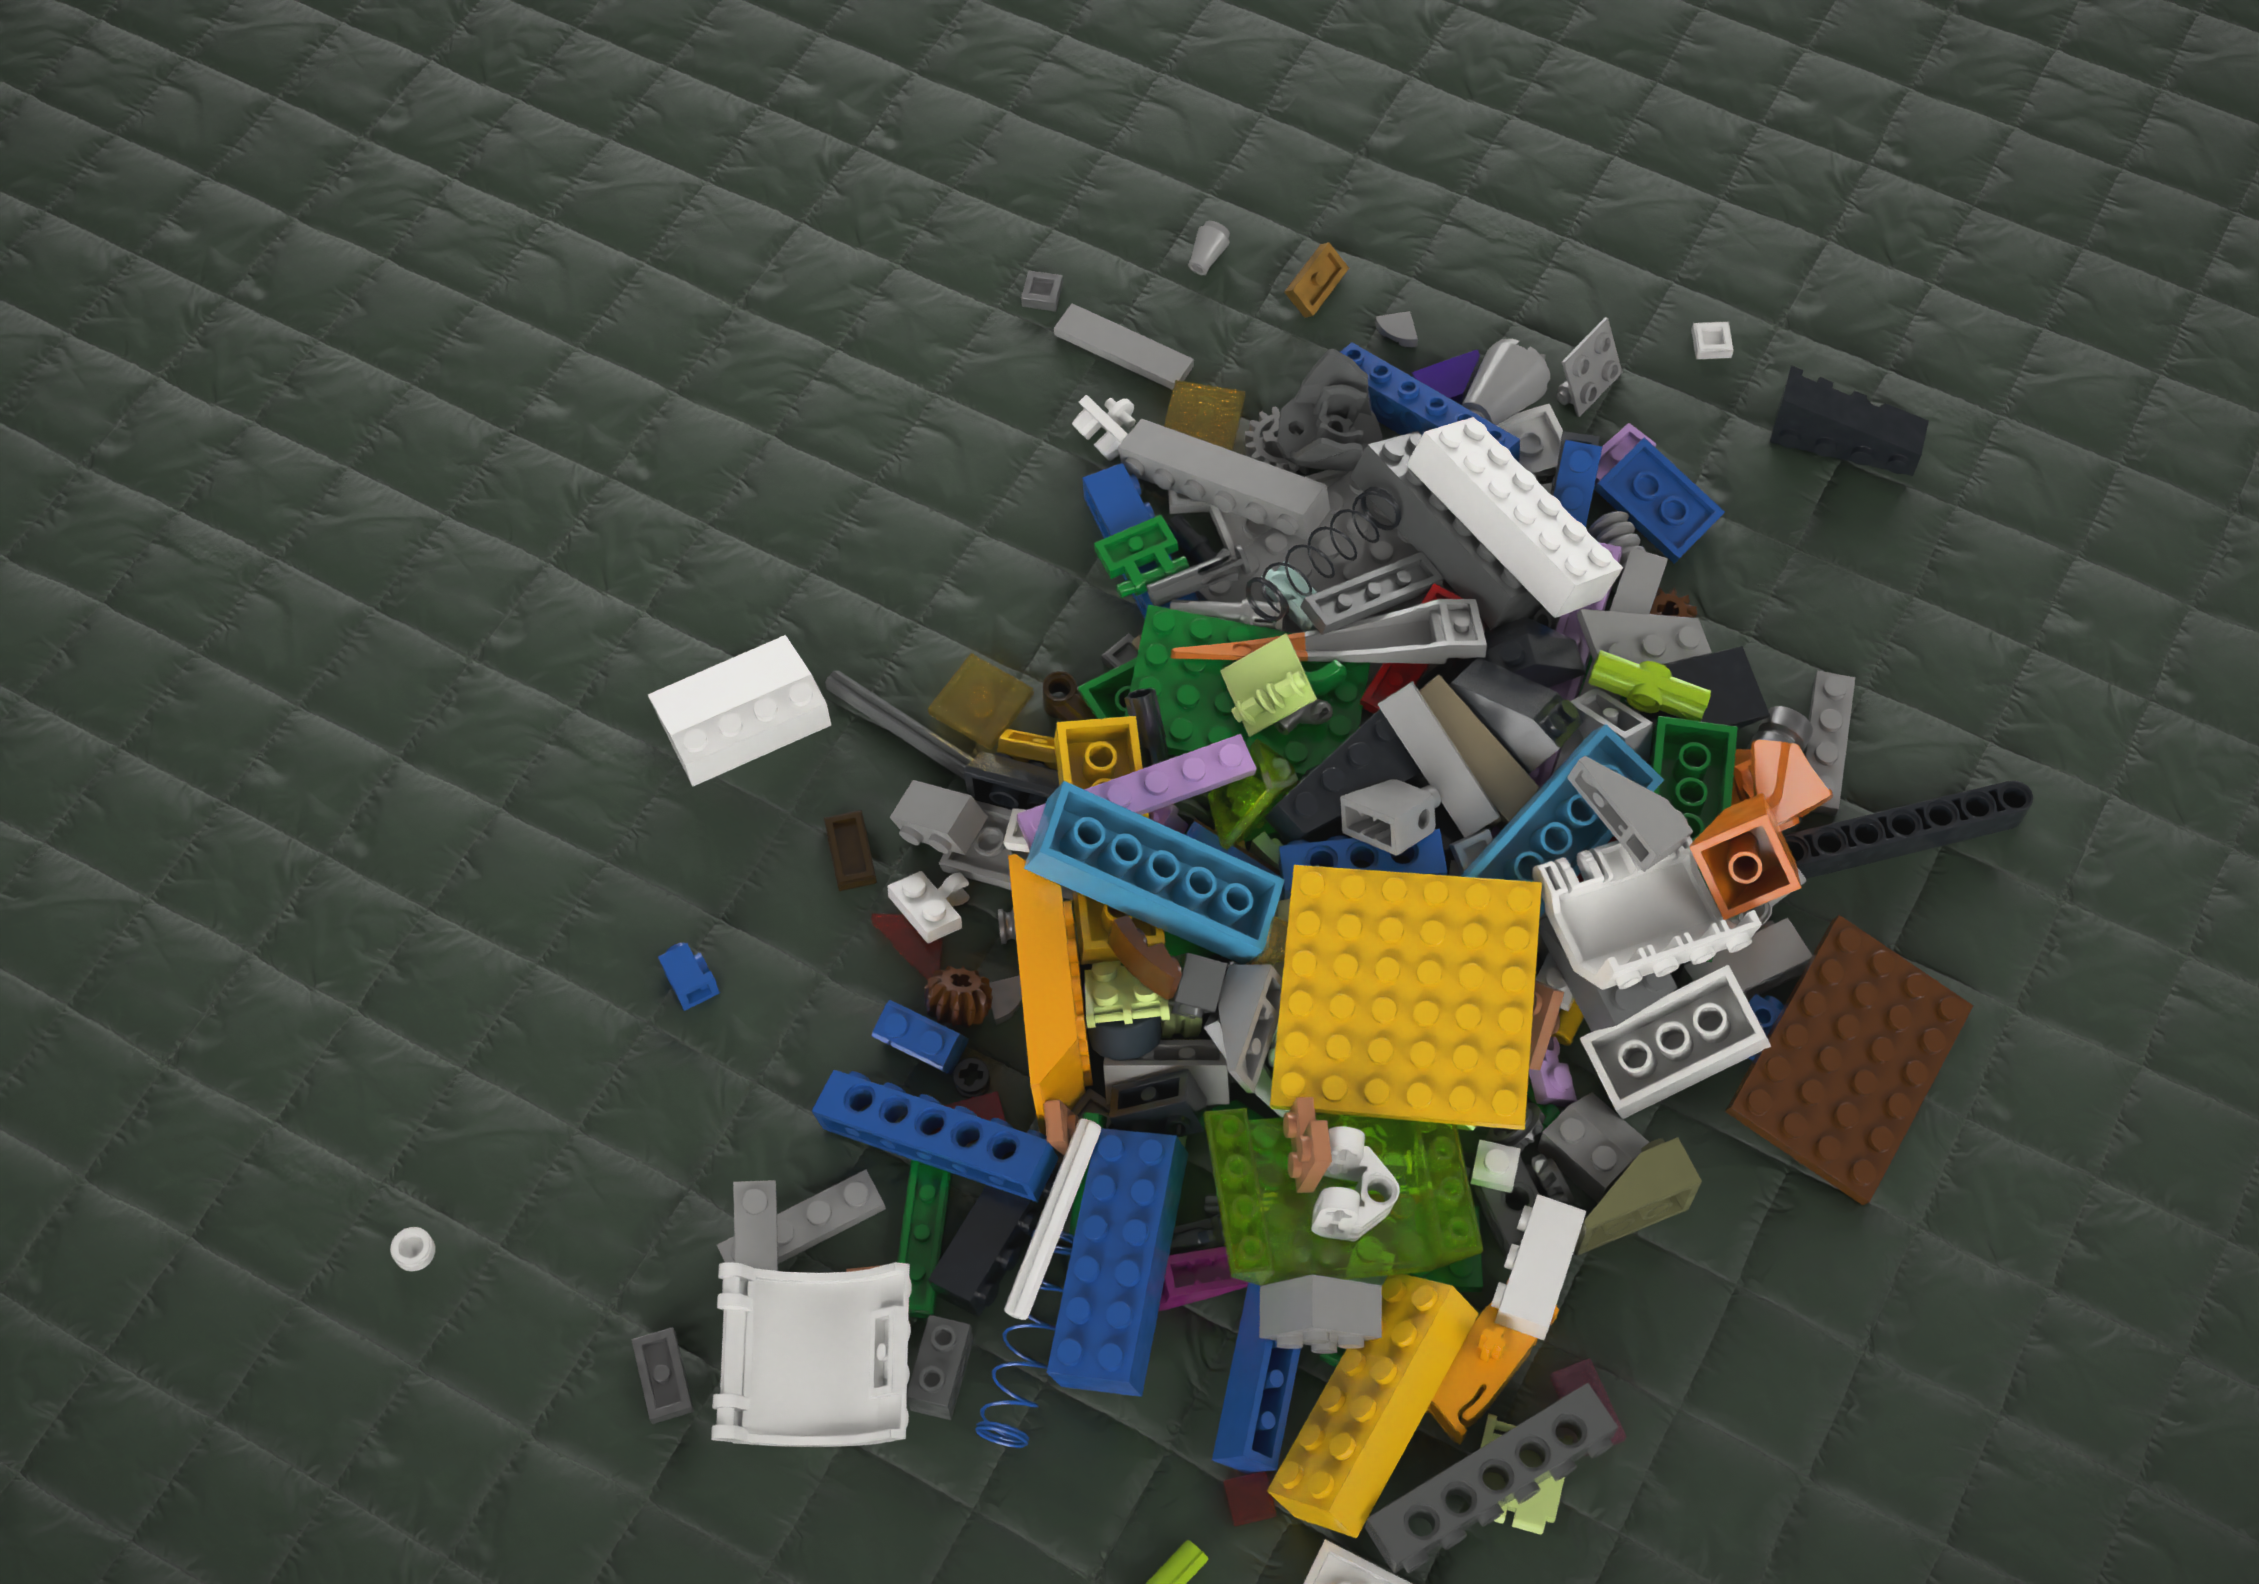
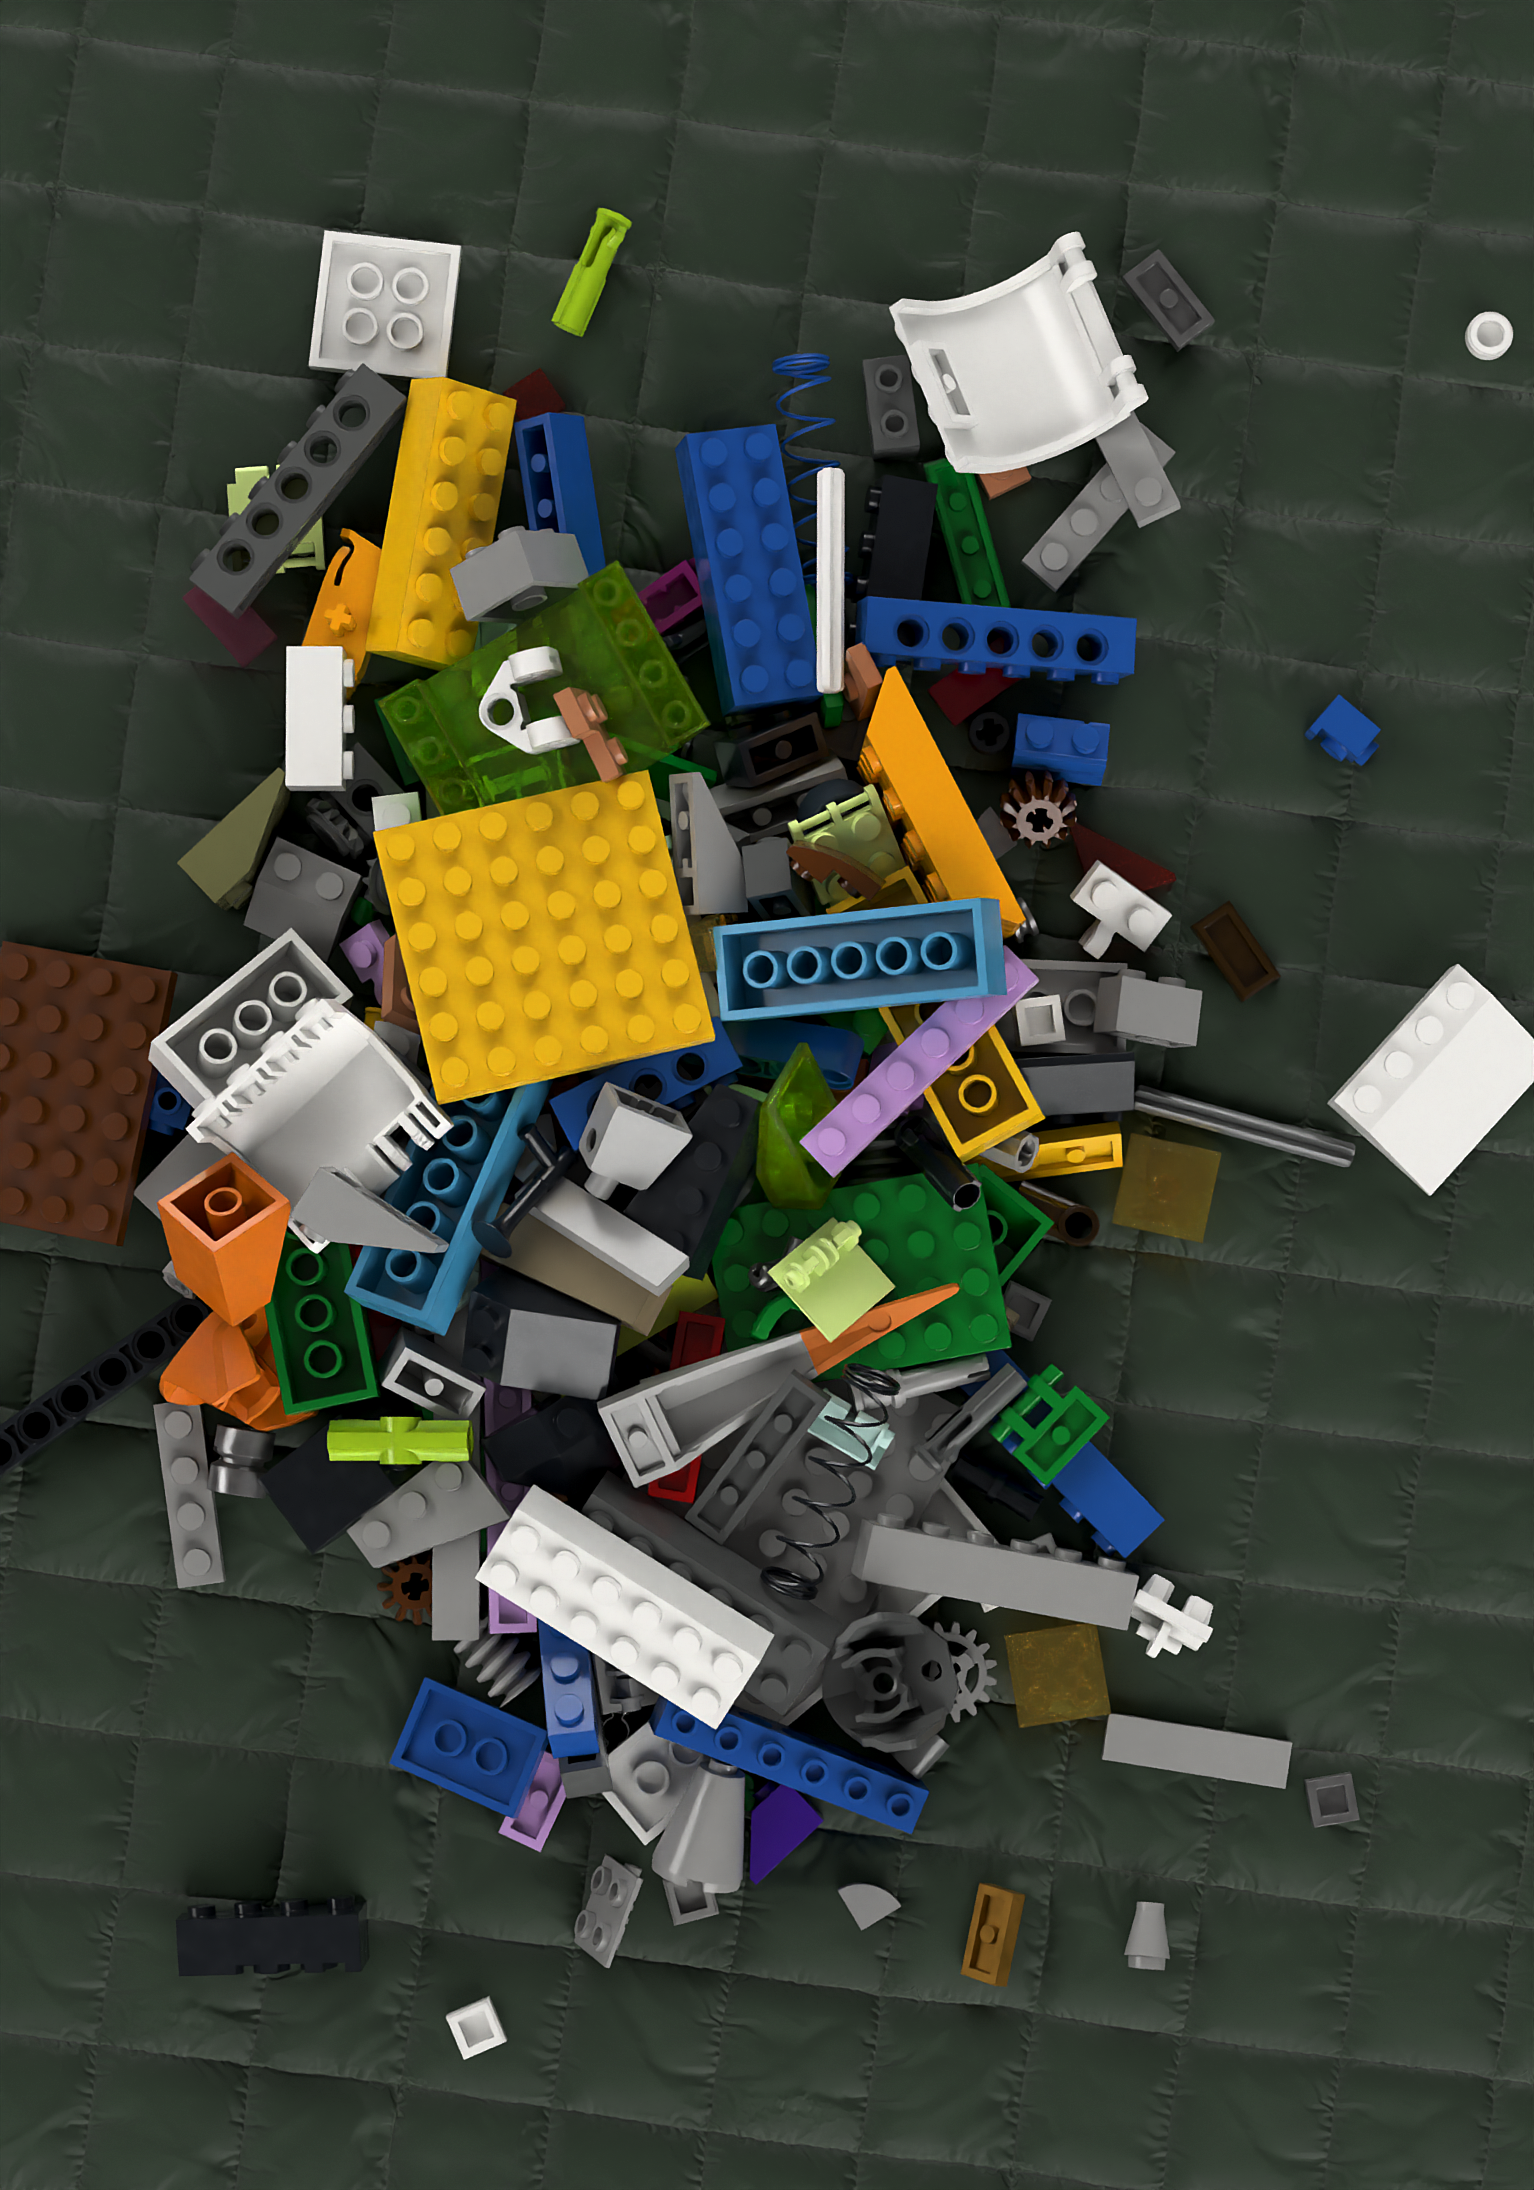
camera: 155 degrees right, 25 degrees up
(1460, 827) = (496, 1234): none -> black piece

